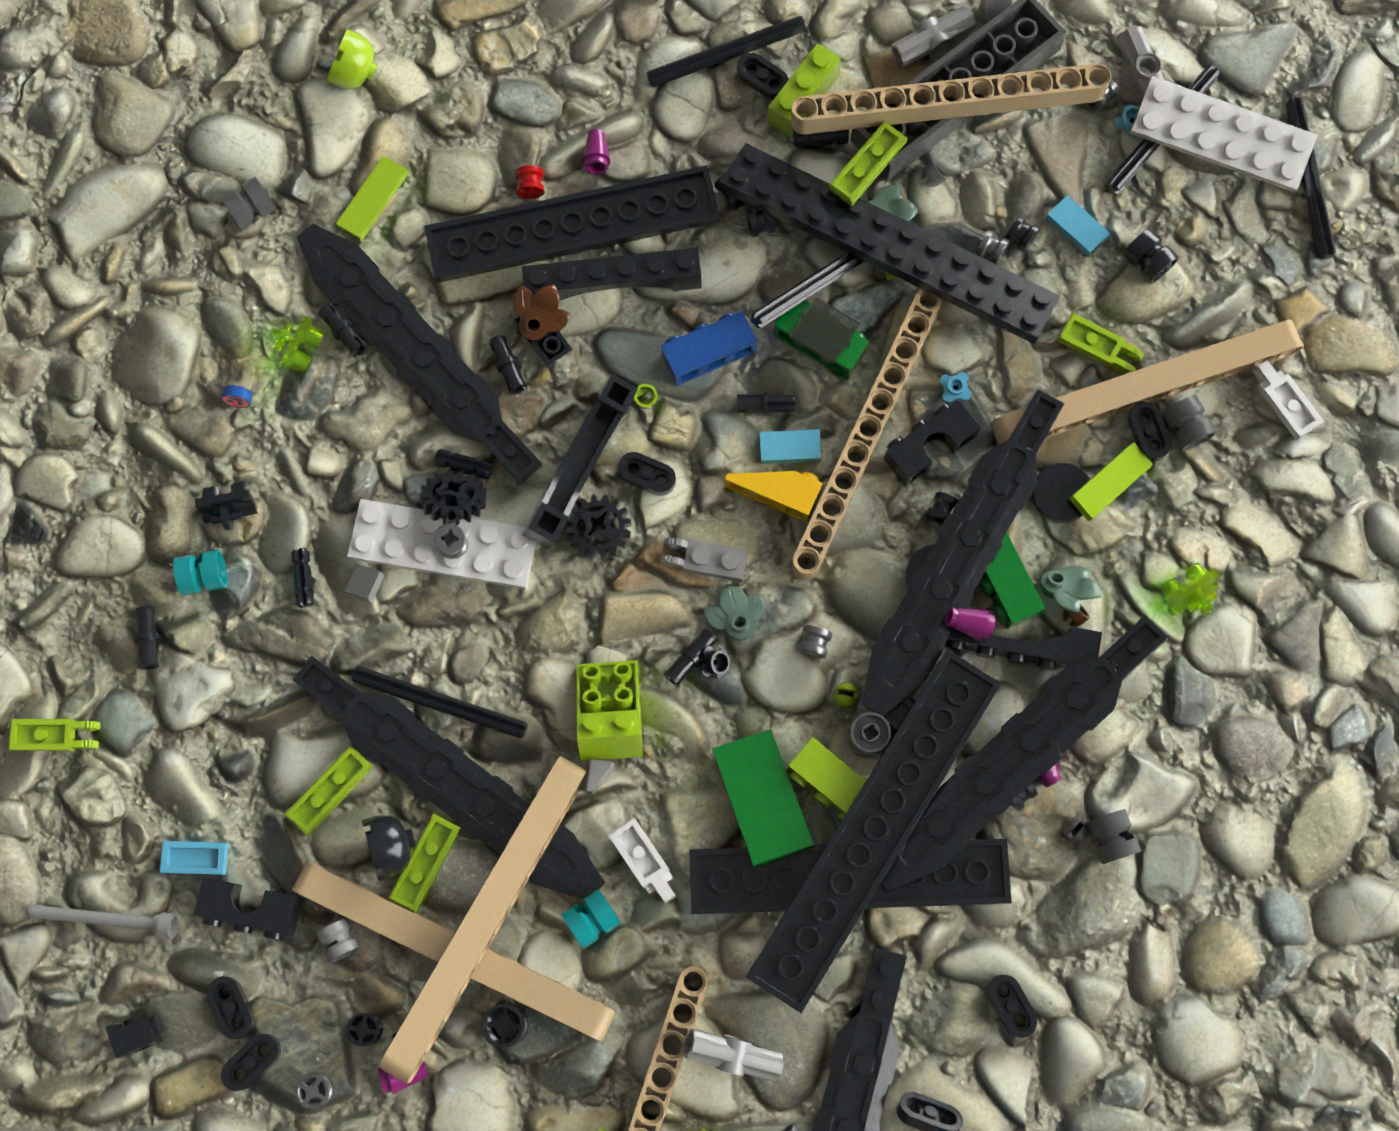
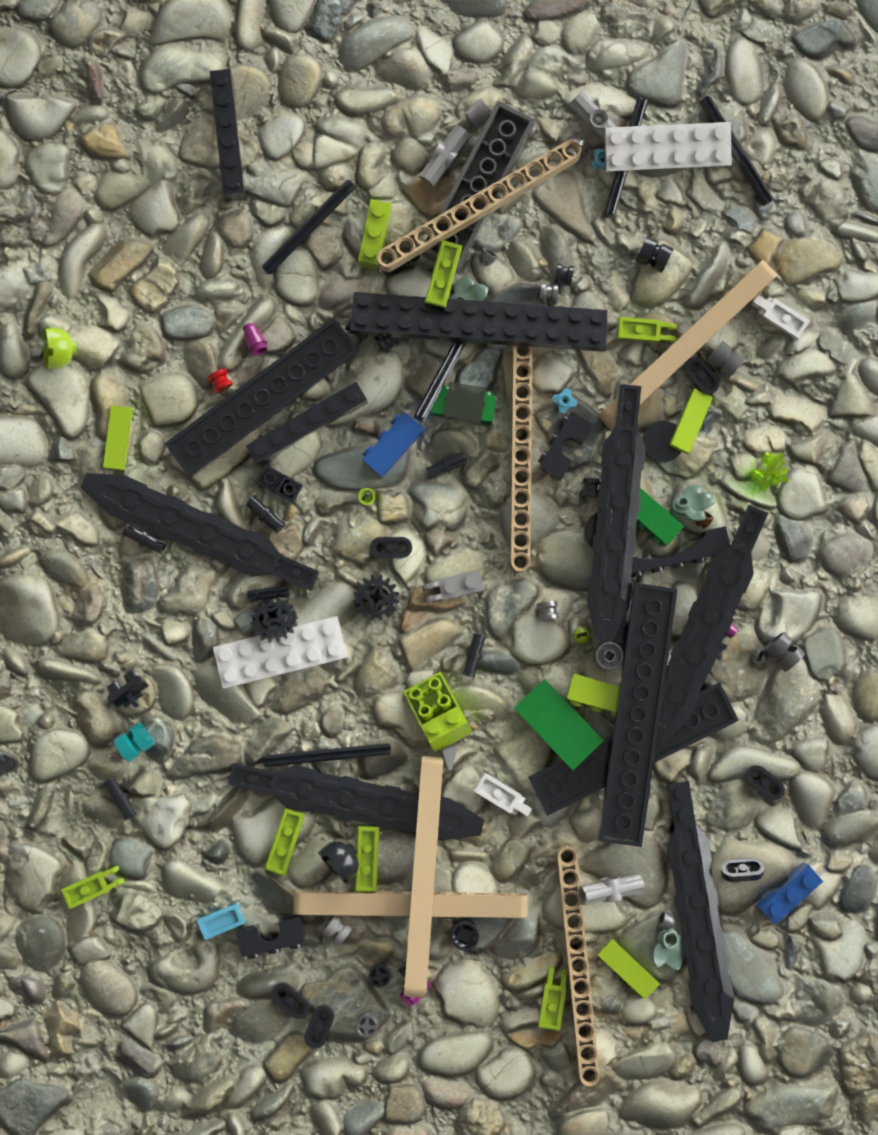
camera: 30 degrees left, 10 degrees up
(135, 1036) = (240, 1043): black brick -> none
(163, 925) = (223, 971): light grey piece -> none
(236, 396) = (97, 615): blue tile -> none
(248, 203) = (37, 480): dark grey wheel -> none
(293, 357) = (119, 553): clear neon green hips -> none
(302, 577) = (200, 715): black axle -> none
(364, 583) = (241, 700): light grey slope -> none
(453, 547) = (287, 648): flat silver wheel -> none
(541, 307) = (271, 469): reddish brown plate -> none
(579, 461) = (343, 593): black arch -> none
(591, 919) = (487, 846): teal wheel -> none
(715, 662) = (490, 651): black plate -> none
(735, 608) = (487, 611): sand green plate -> none
(764, 77) = (342, 235): black plate -> none
(784, 491) = (486, 520): yellow slope -> none
(790, 446) = (474, 487): medium azure tile -> none
(972, 622) = (642, 558): magenta cone -> none
(1077, 226) = (597, 251): medium azure tile -> none

